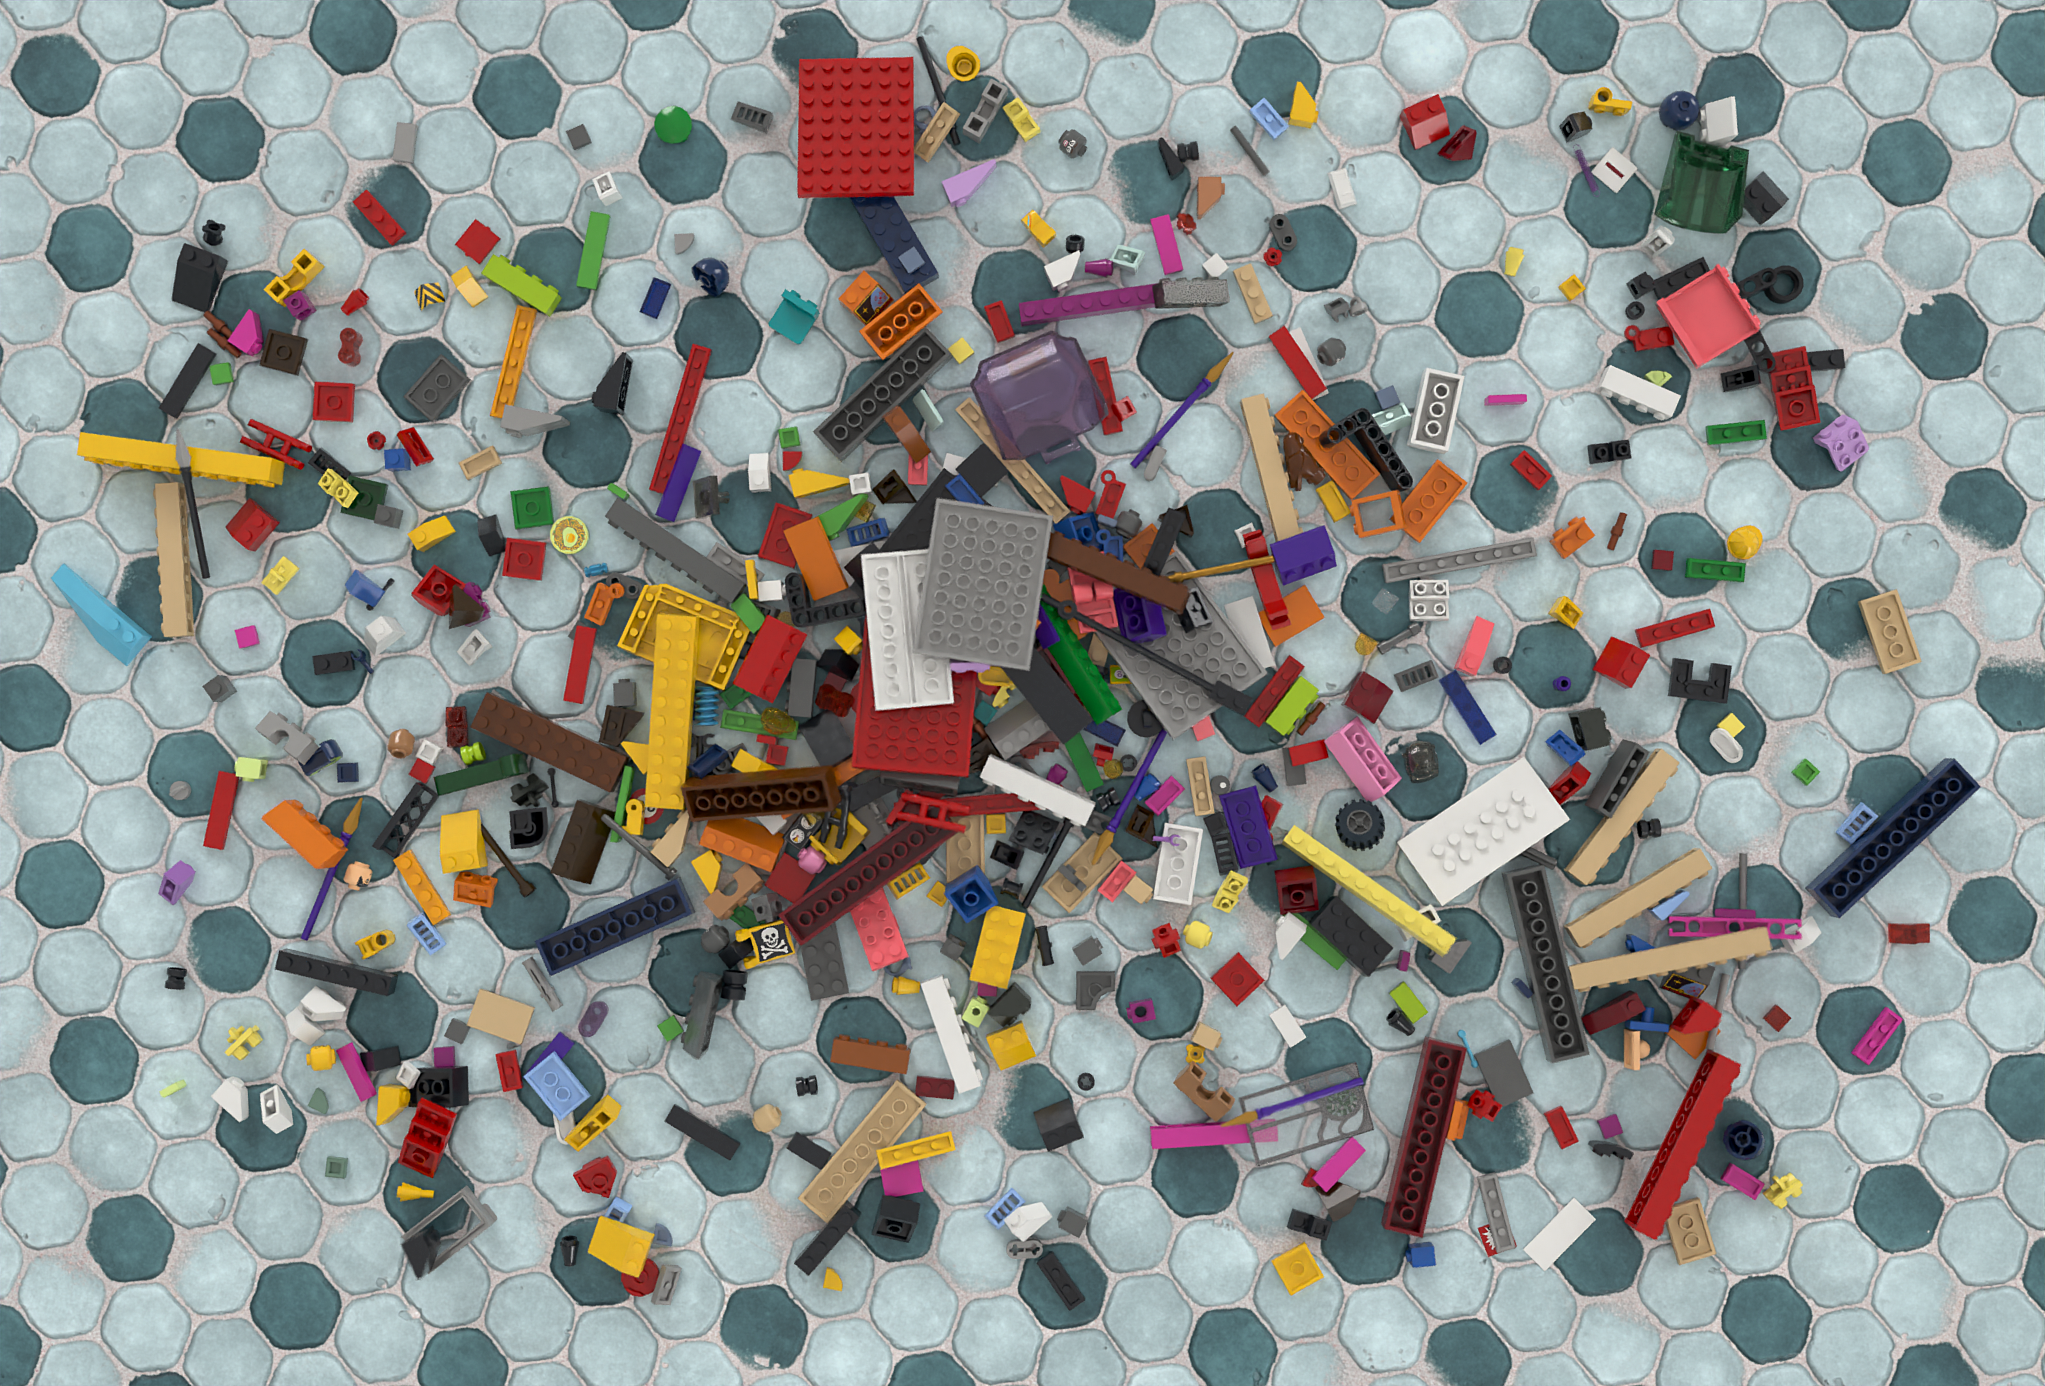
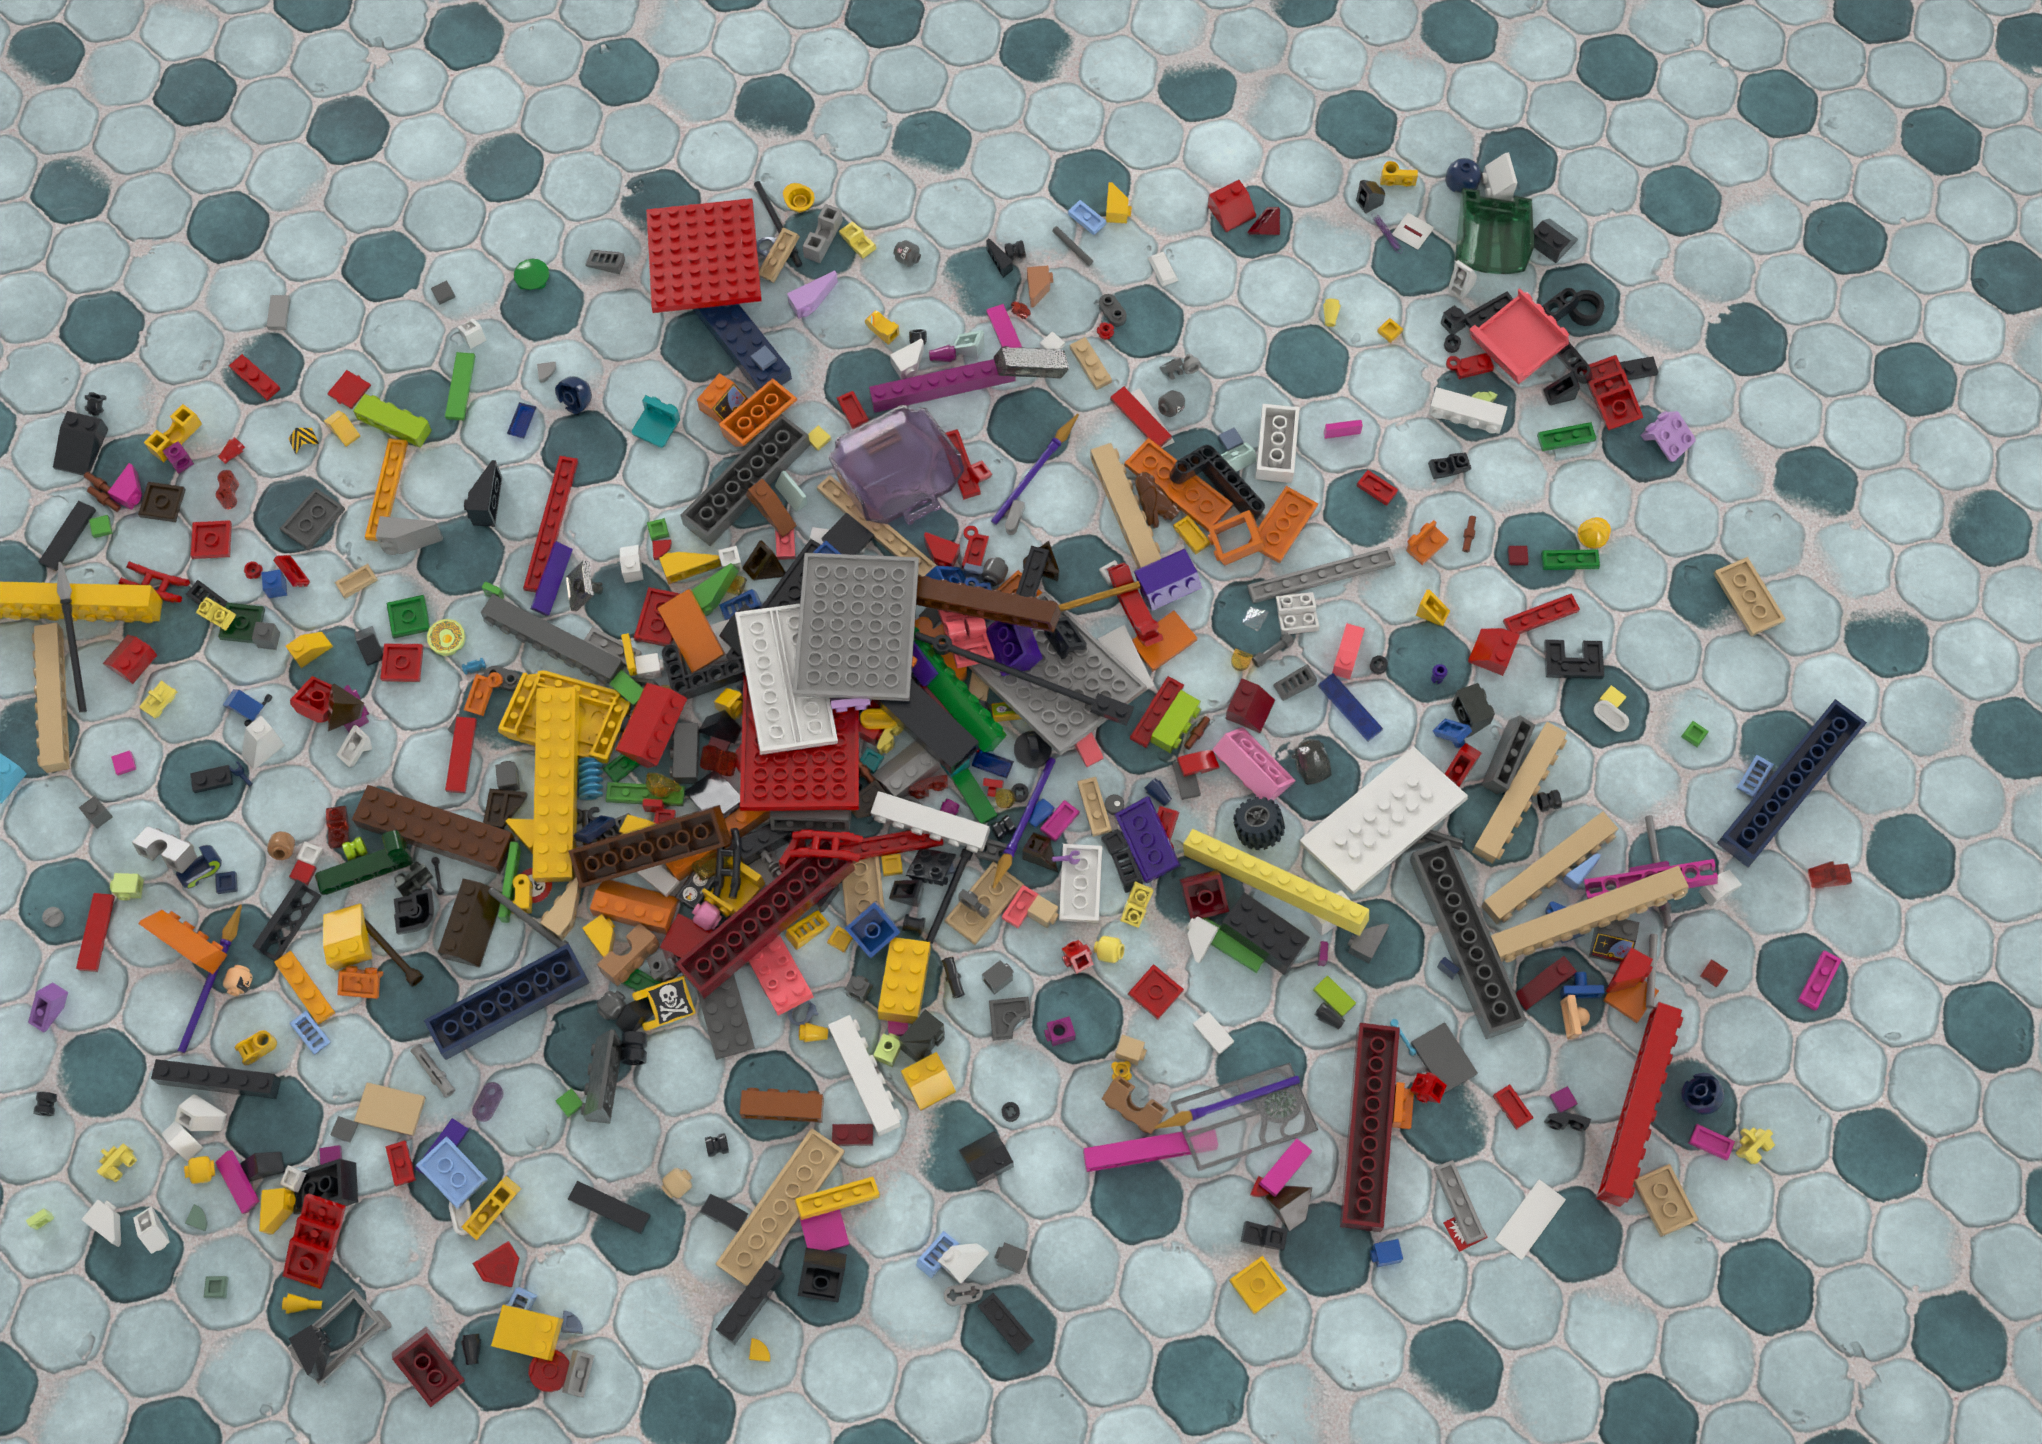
camera: 10 degrees left, 20 degrees down
(528, 1262) = (427, 1366): none -> dark red slope

